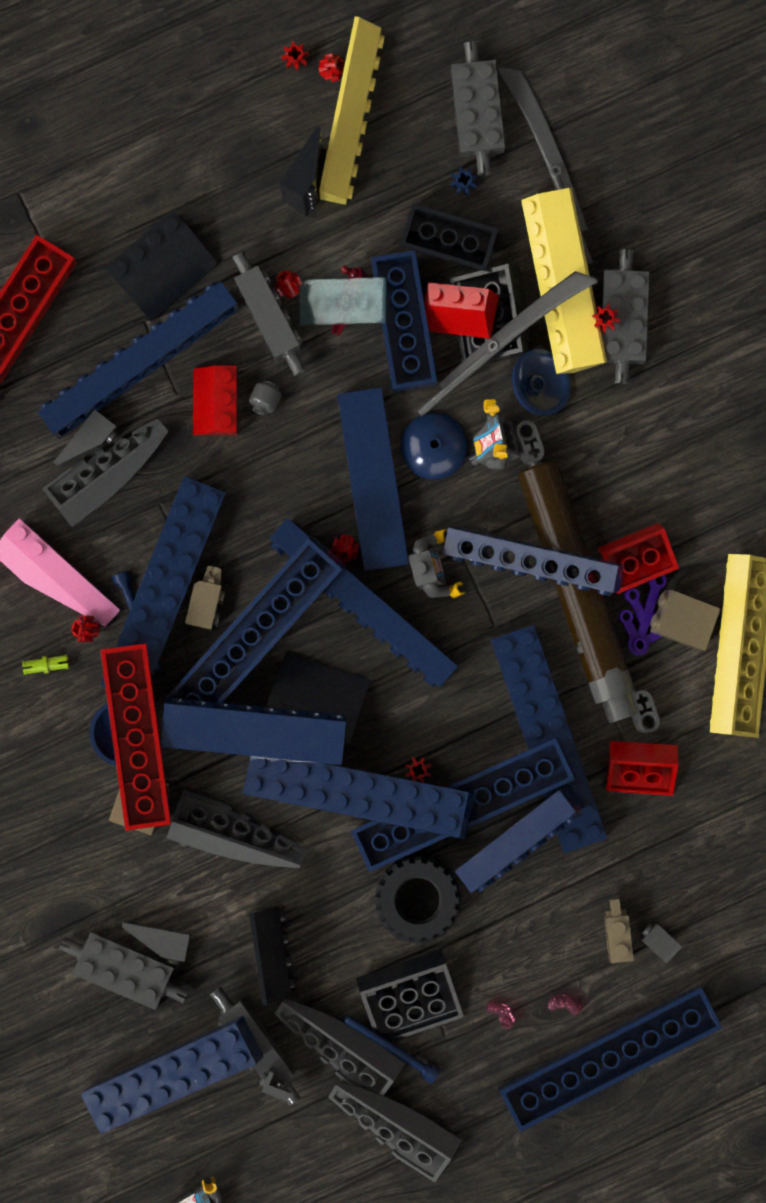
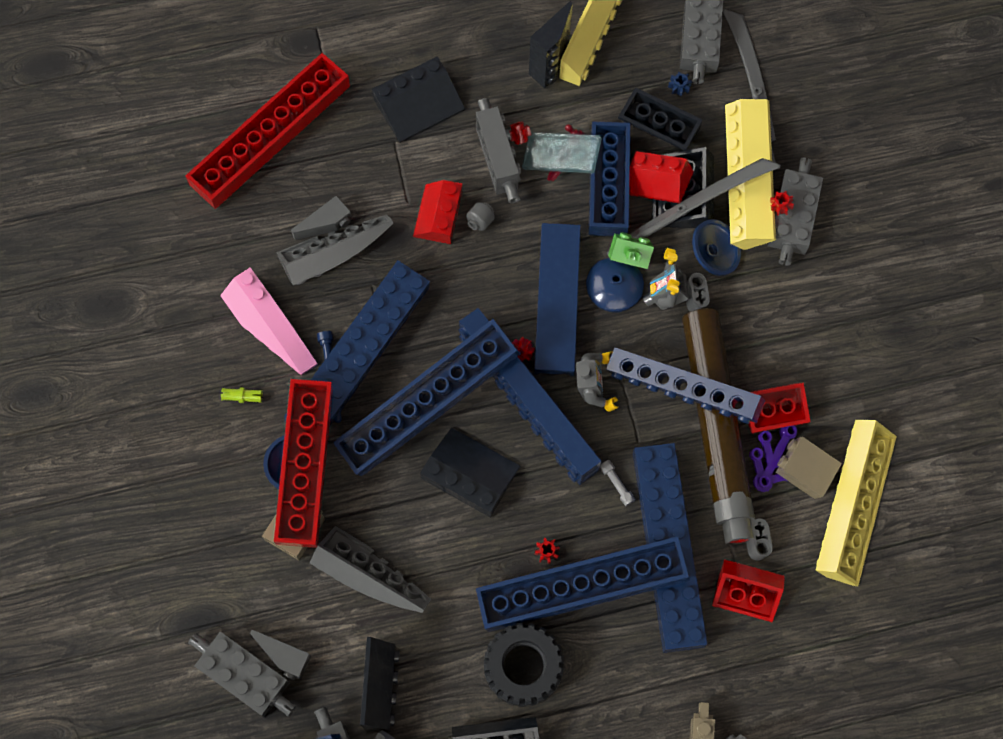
camera: 10 degrees right, 15 degrees down
(85, 628) = (283, 371): red gear -> none
(138, 360) = (382, 164): dark blue brick -> none
(205, 600) = (392, 369): dark tan hinge -> none
(253, 732) = (408, 480): dark blue tile -> none
(360, 795) = (491, 555): dark blue brick -> none
(445, 406) = (631, 250): none -> bright green brick
(493, 692) = (608, 469): none -> light grey bar
(516, 842) = (628, 625): dark blue brick -> none

